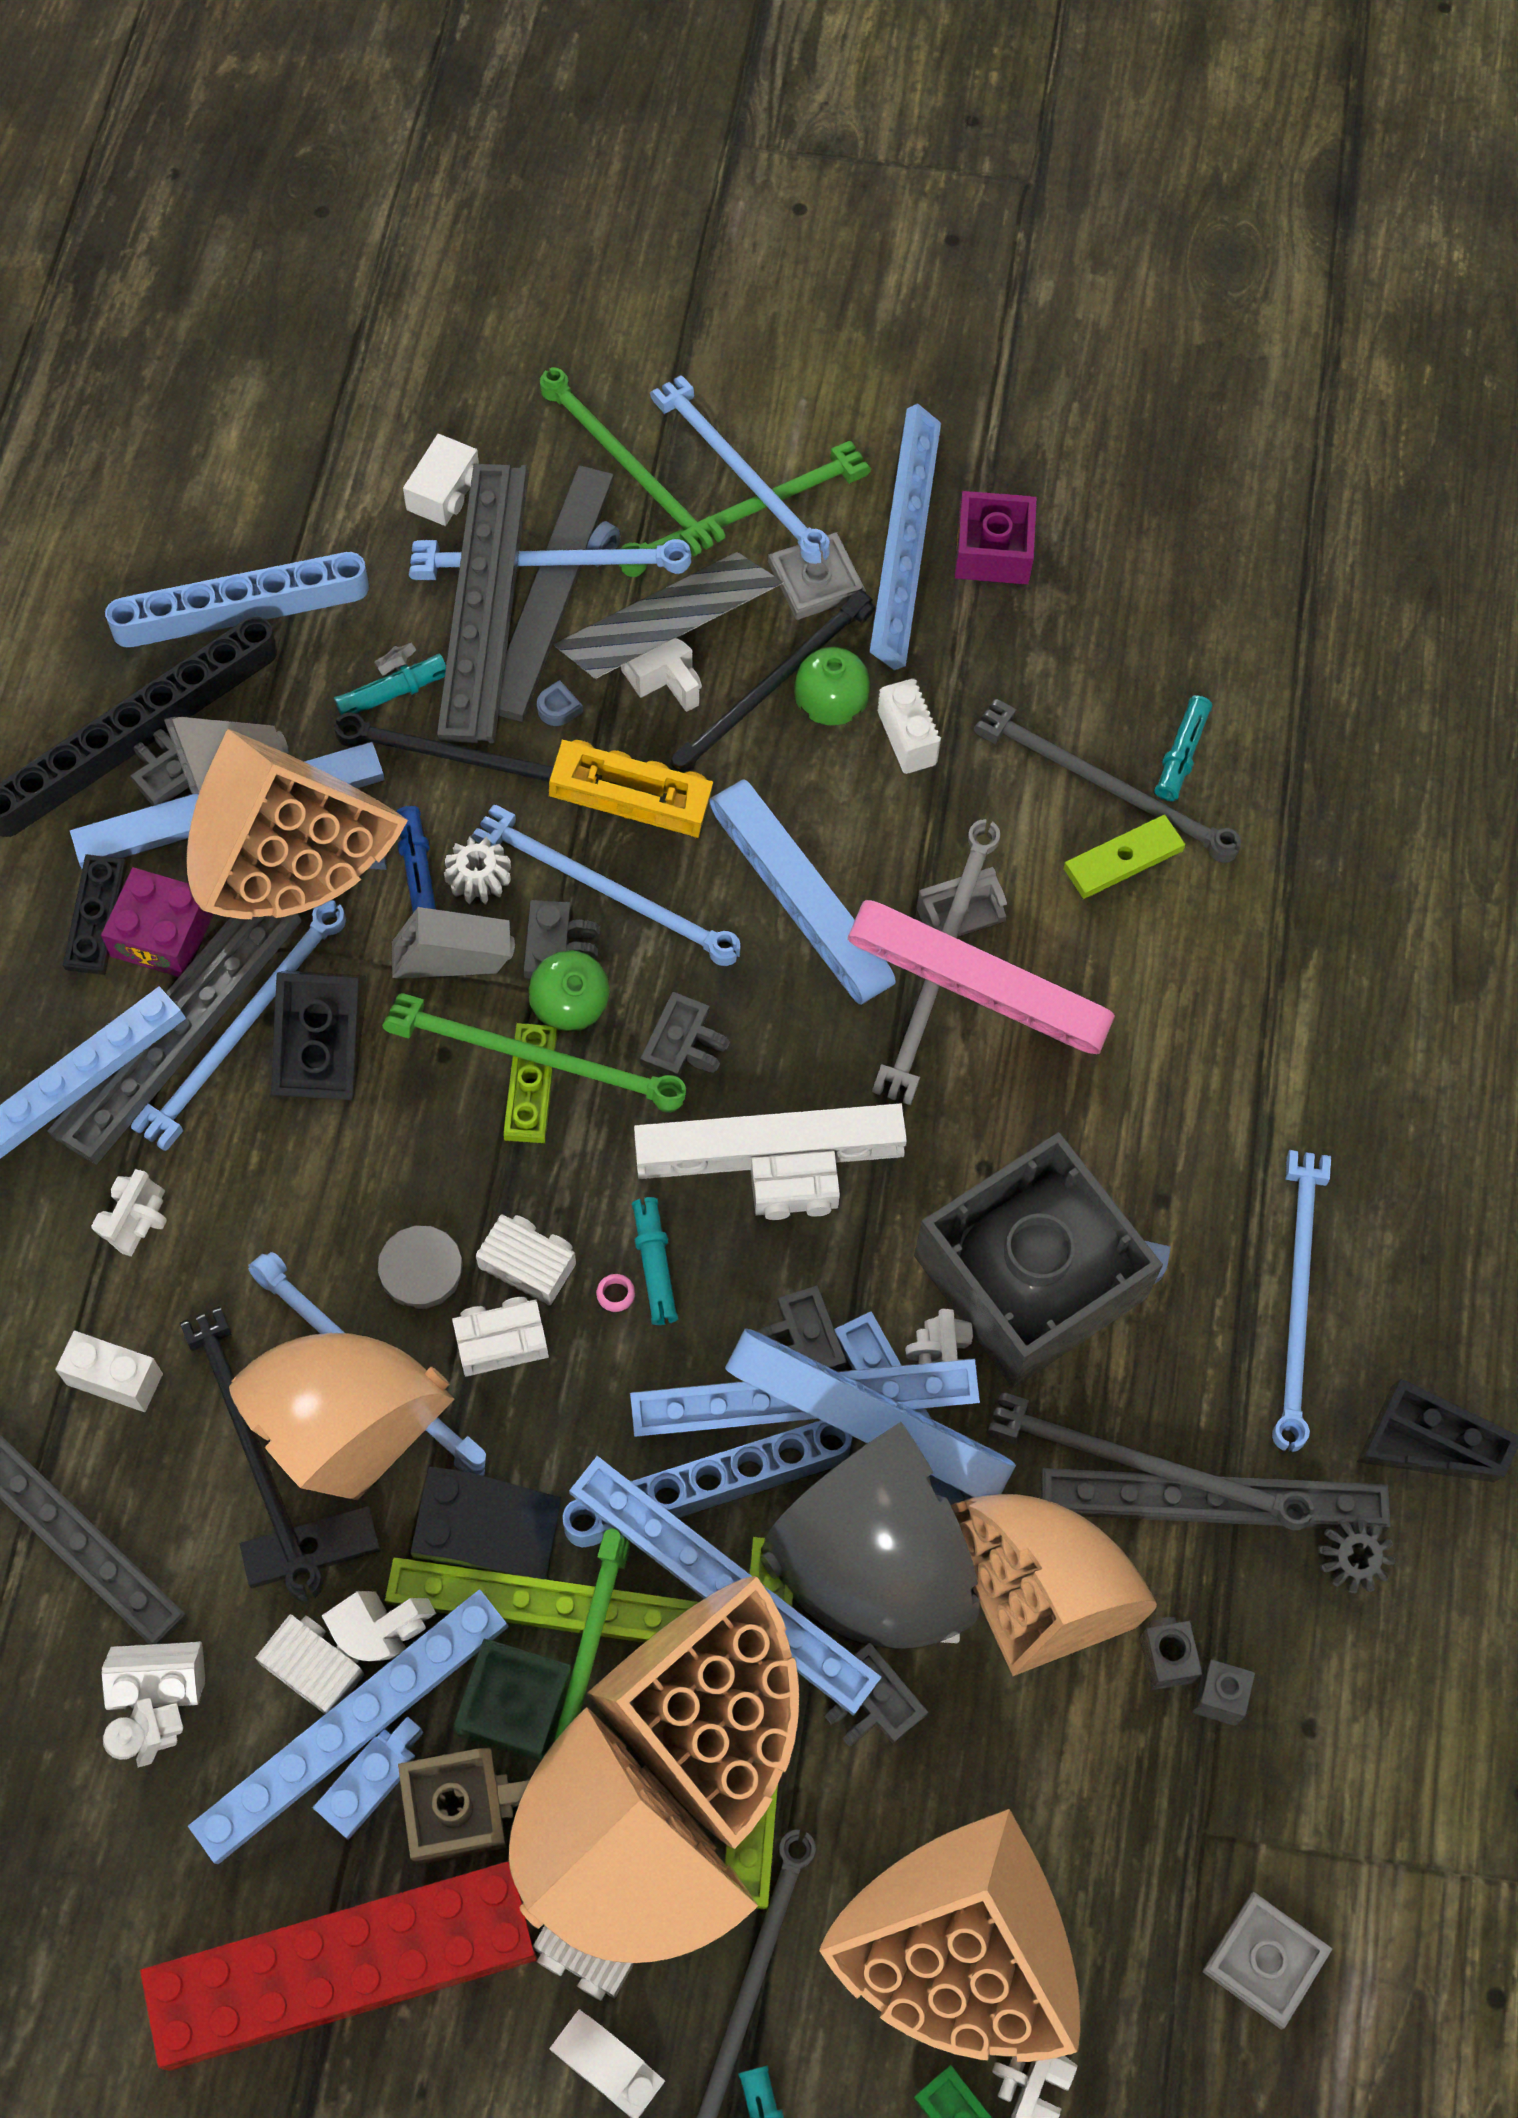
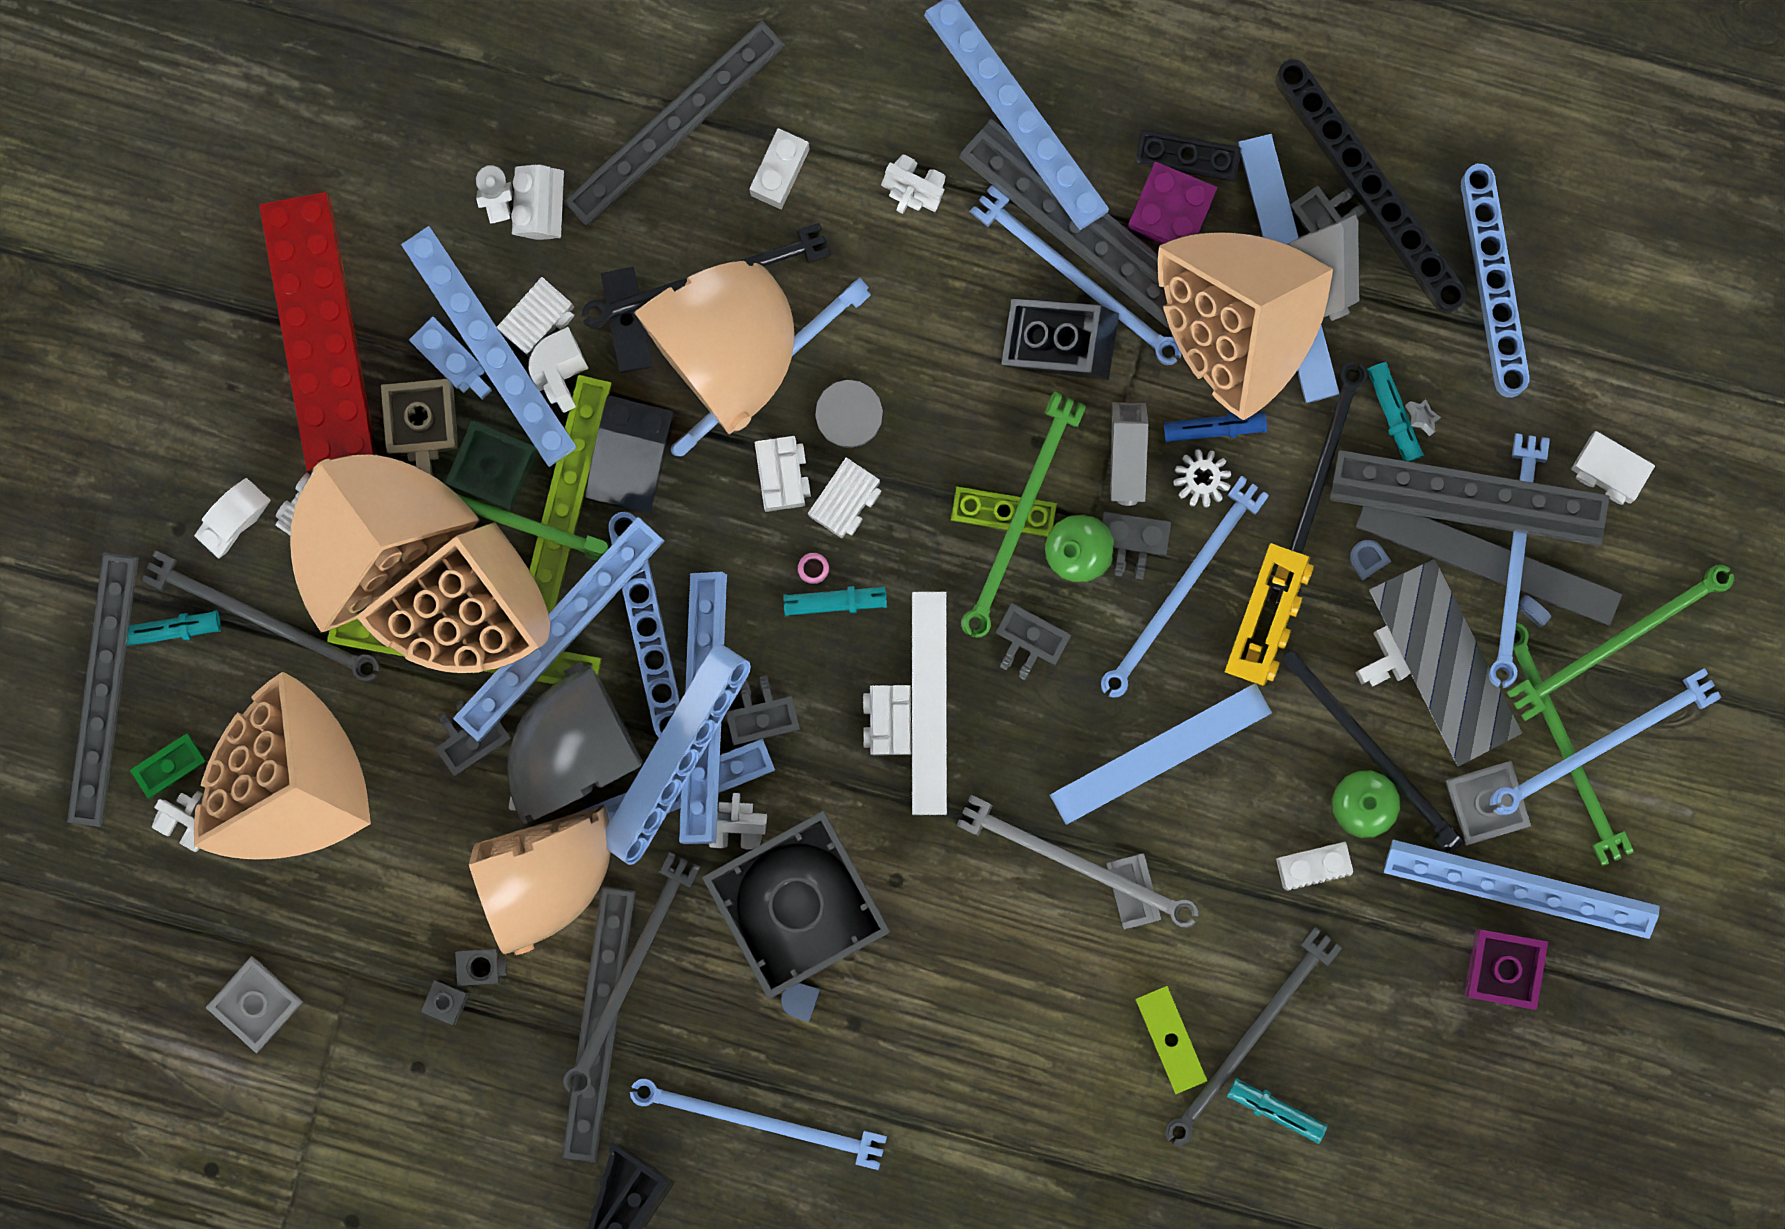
camera: 105 degrees right, 20 degrees up
(981, 977) = (1053, 894): bright pink beam -> none
(1370, 1561) = (552, 1124): dark grey gear -> none

